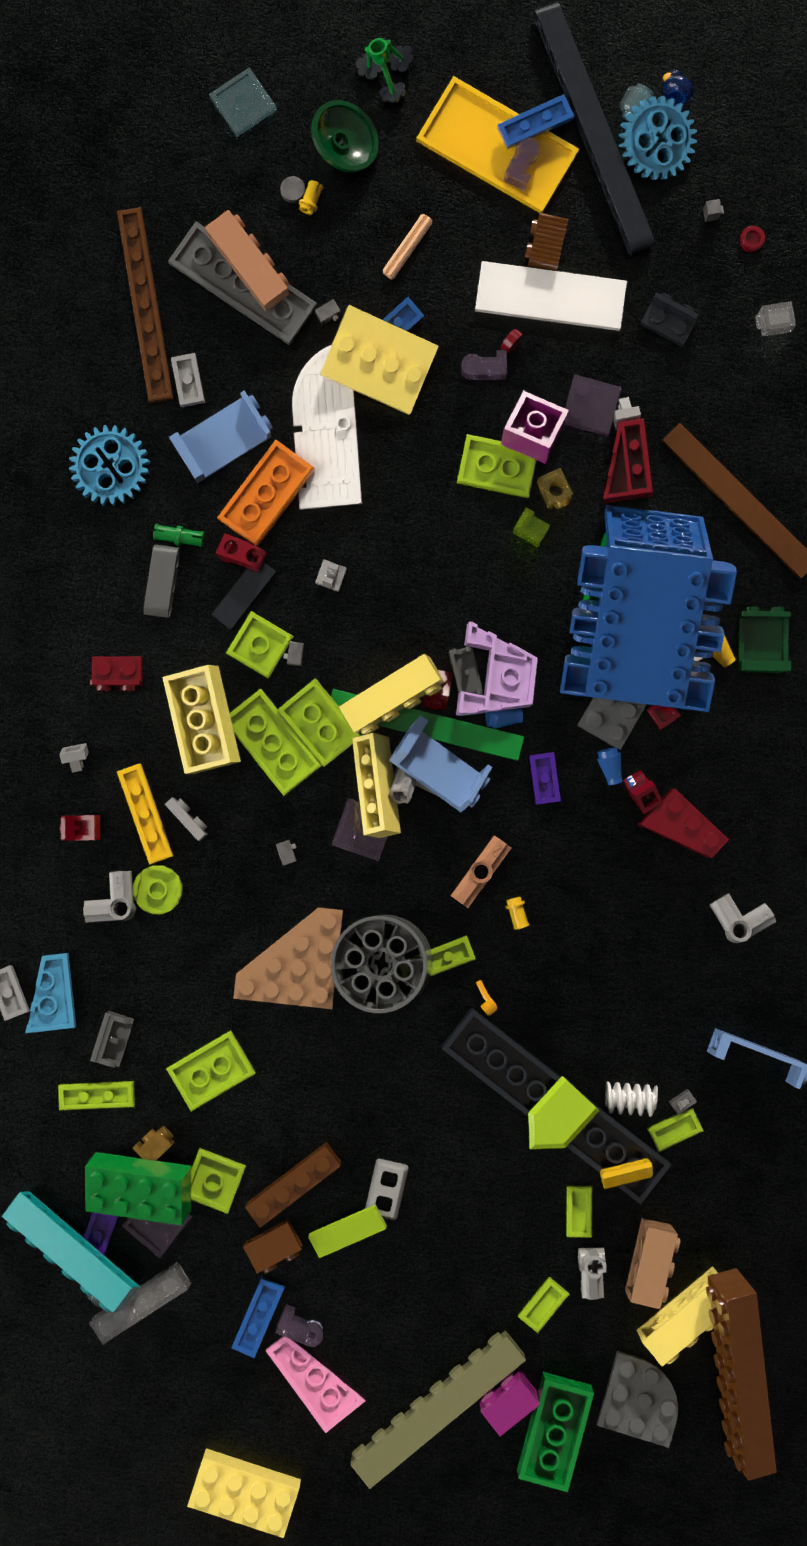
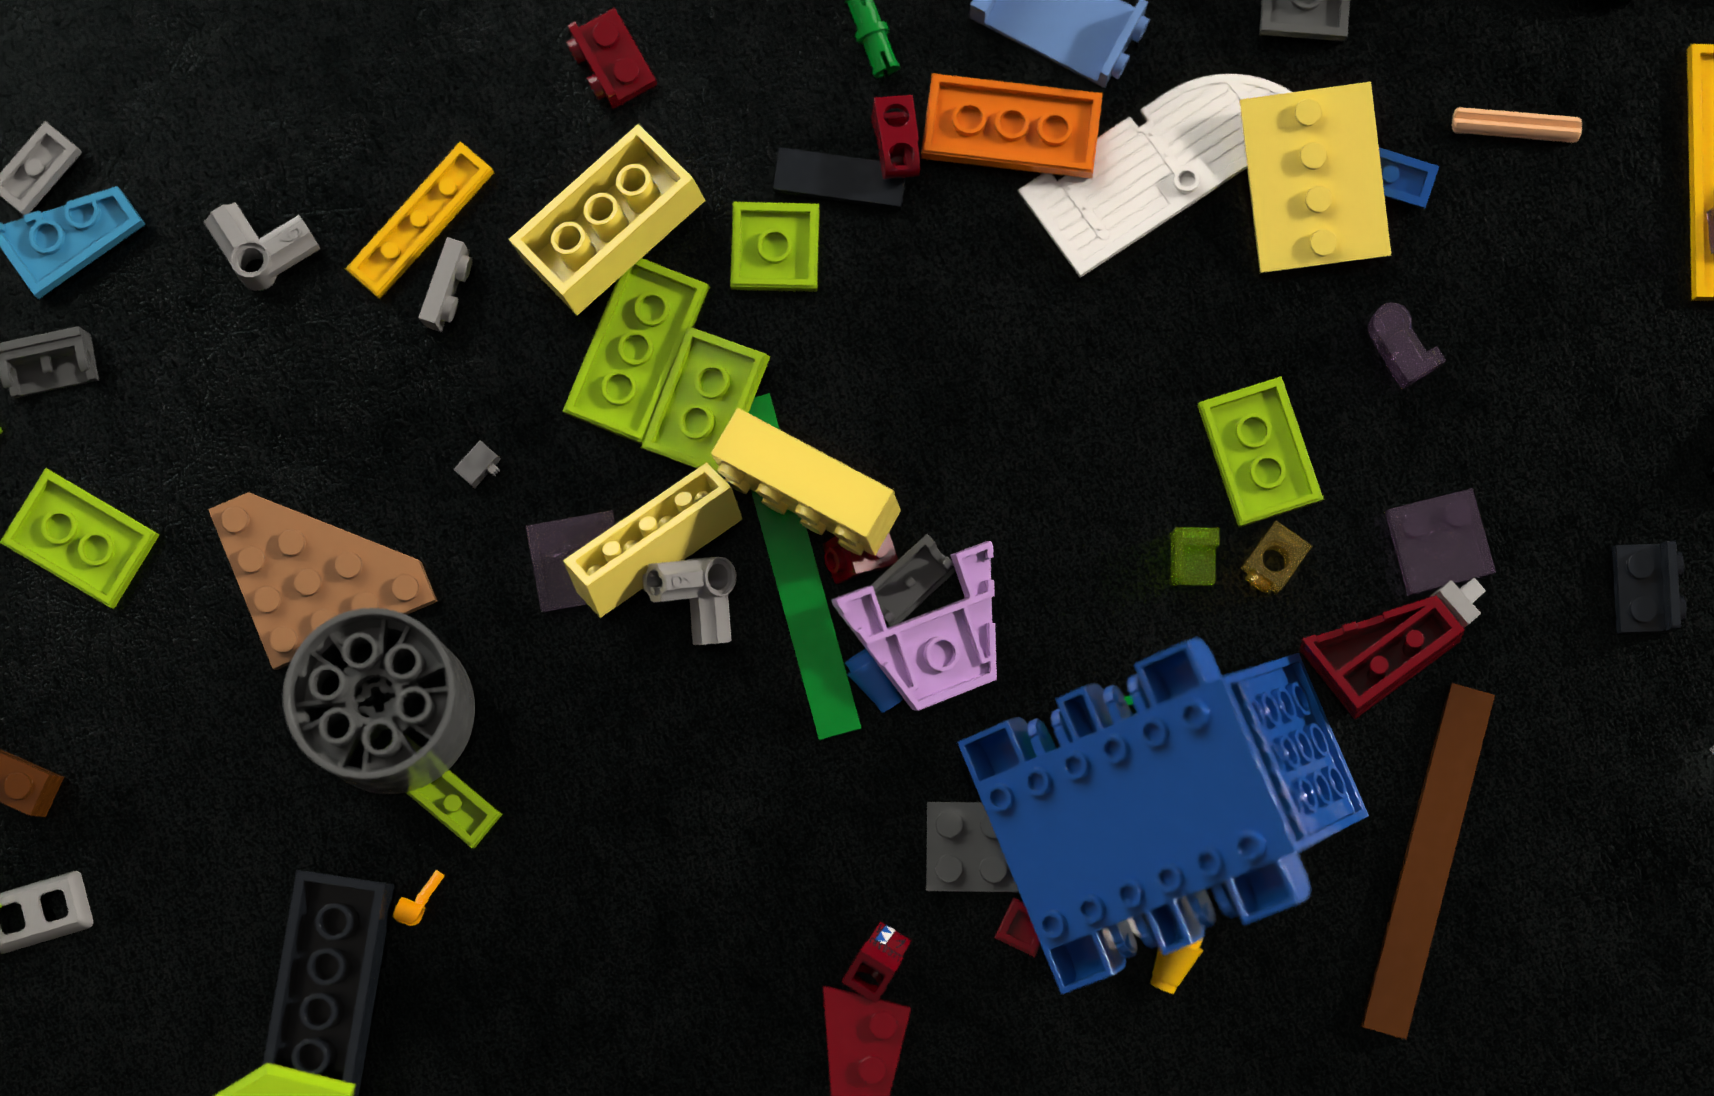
camera: 65 degrees right, 5 degrees down
(74, 756) = (447, 66): light grey tile -> none
(80, 828) = (343, 133): dark red bracket -> none
(157, 889) = (314, 303): lime tile -> none
(161, 581) = (787, 45): dark grey beam -> none
(294, 654) = (790, 306): flat silver piece -> none
(328, 312) = (1343, 63): flat silver piece -> none
(331, 575) = (943, 293): light grey tile -> none
(438, 768) = (735, 621): medium blue panel -> none
(491, 858) = (583, 777): nougat piece -> none
(512, 341) = (1465, 363): dark red tile -> none
(517, 913) = (579, 873): yellow pin -> none
(534, 427) = (1351, 470): magenta brick -> none
(544, 778) = (814, 797): dark purple plate -> none
(547, 242) = (1651, 331): reddish brown brick -> none
(550, 296) = (1573, 384): white tile -> none
(610, 763) = (895, 888): blue cone -> none
(763, 641) = (1228, 1022): dark green panel -> none

